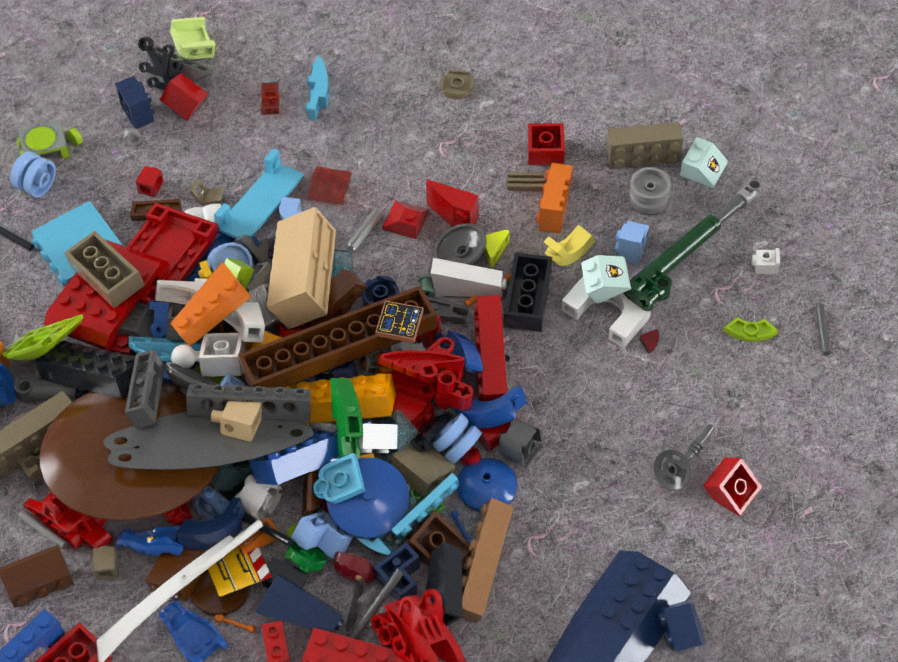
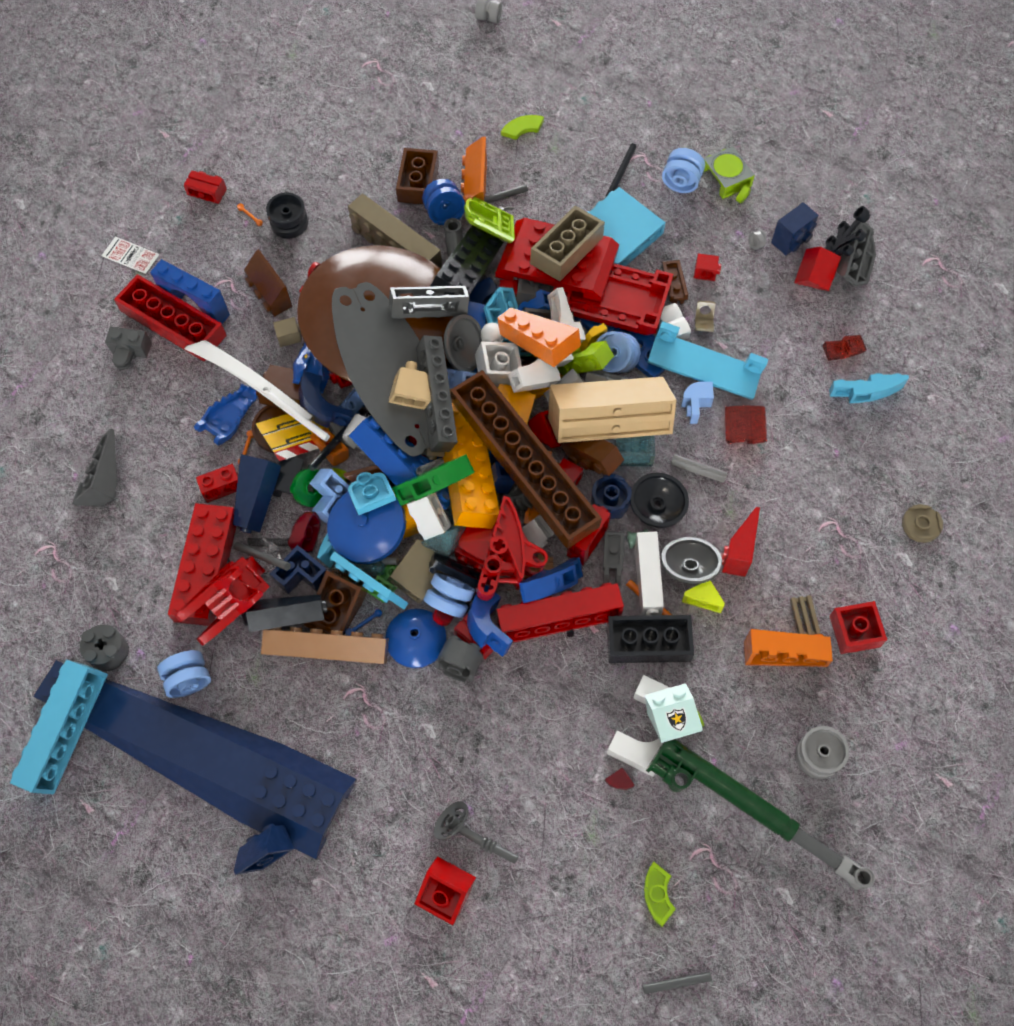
camera: 80 degrees right, 10 degrees up
(192, 38) = (896, 260): yellowish green panel -> none
(258, 252) = (642, 362): dark grey slope -> none
(394, 258) = (661, 490): none -> black dish
(399, 321) = (548, 505): black tile -> none
(405, 219) = (723, 505): red slope -> none
(571, 248) = (718, 674): light yellow arch -> none
(631, 241) = (745, 741): light blue brick -> none
(644, 145) = (885, 737): dark tan brick -> none
(703, 163) = (884, 813): light aqua slope -> none
(766, 261) = (753, 910): white brick -> none

